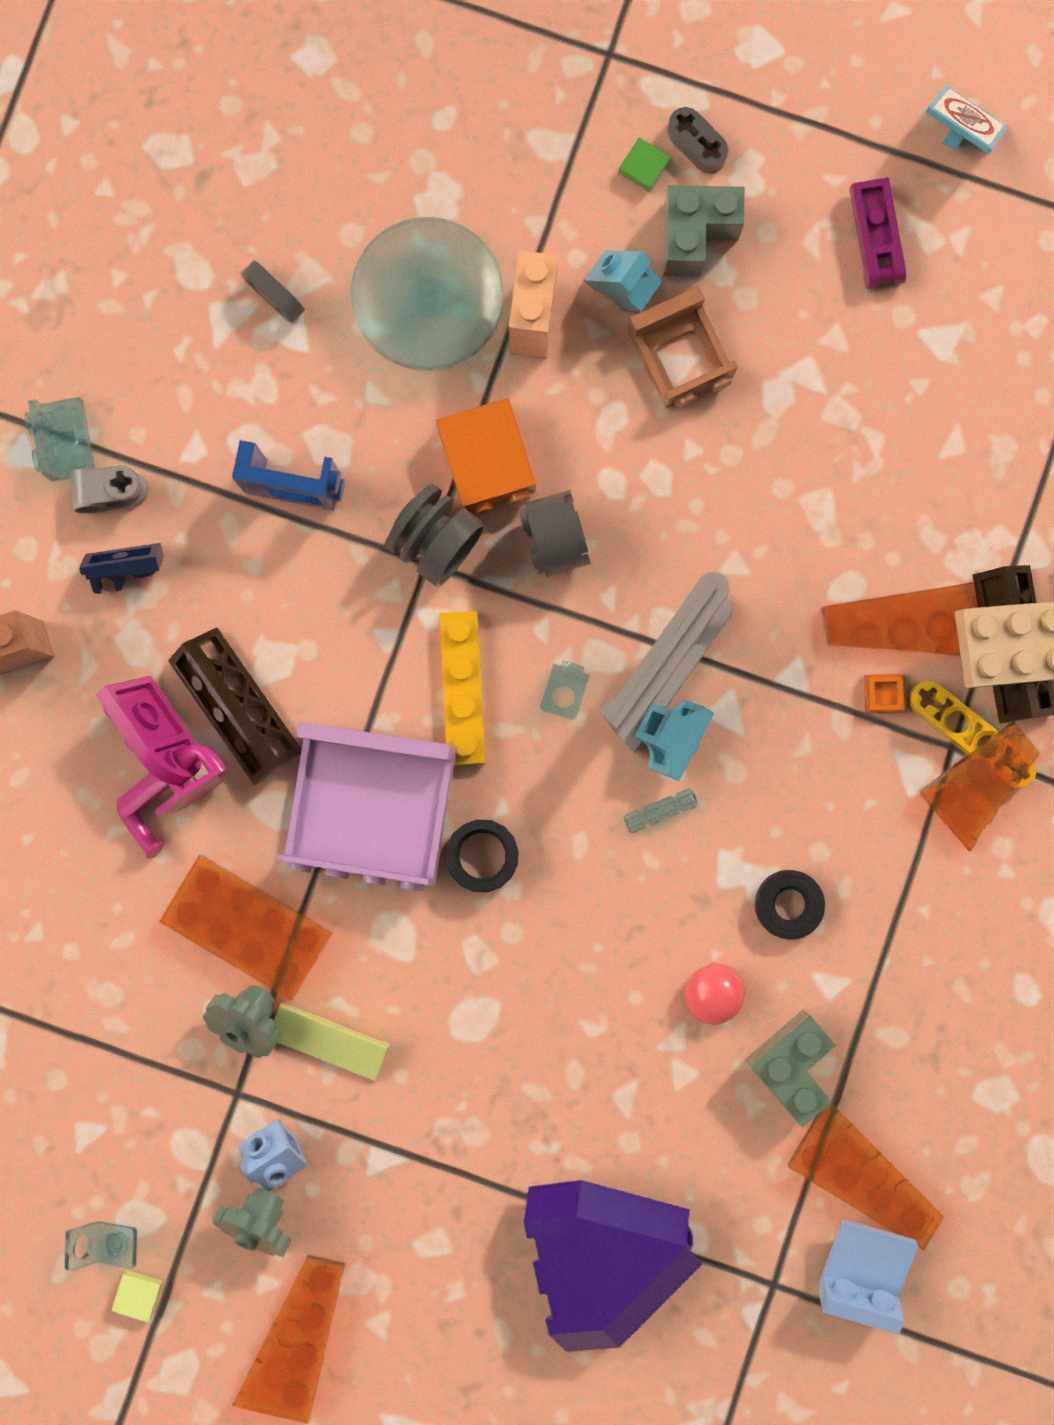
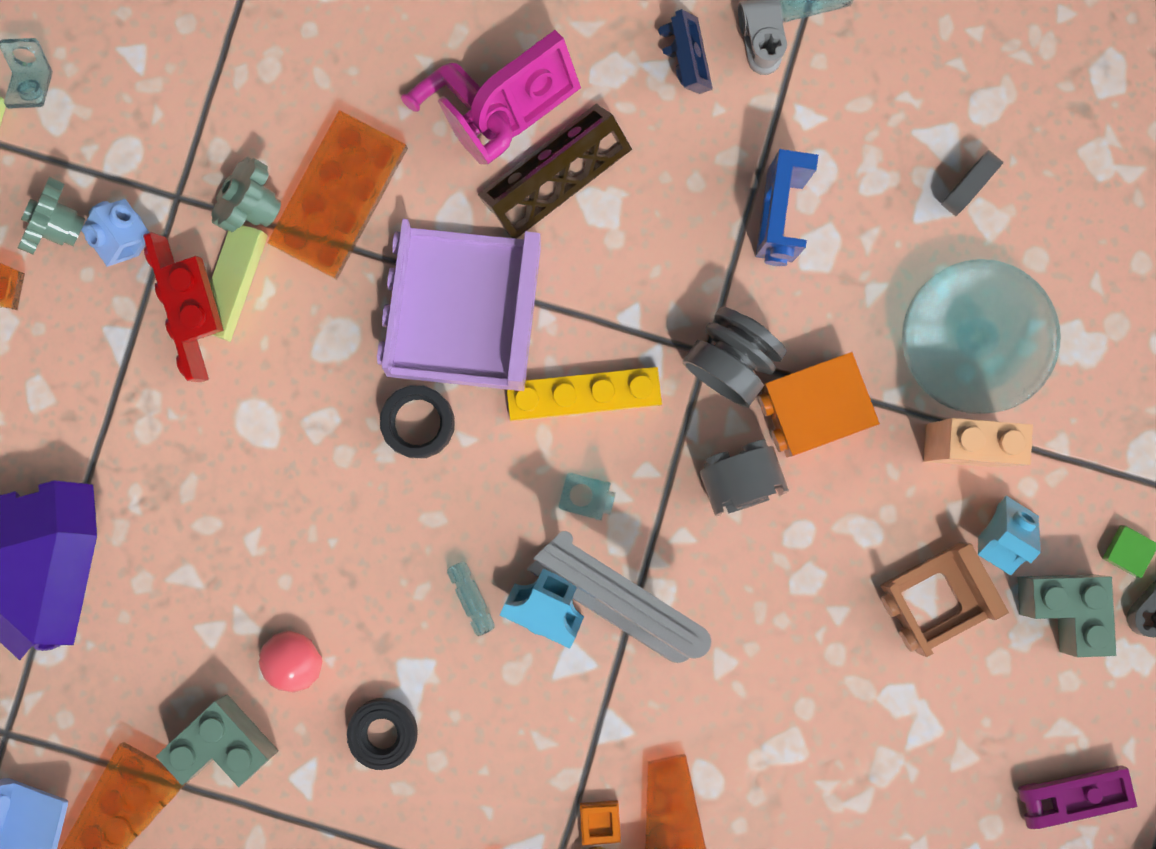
camera: 85 degrees right, 0 degrees up
(349, 1083) = (187, 303): none -> red bracket

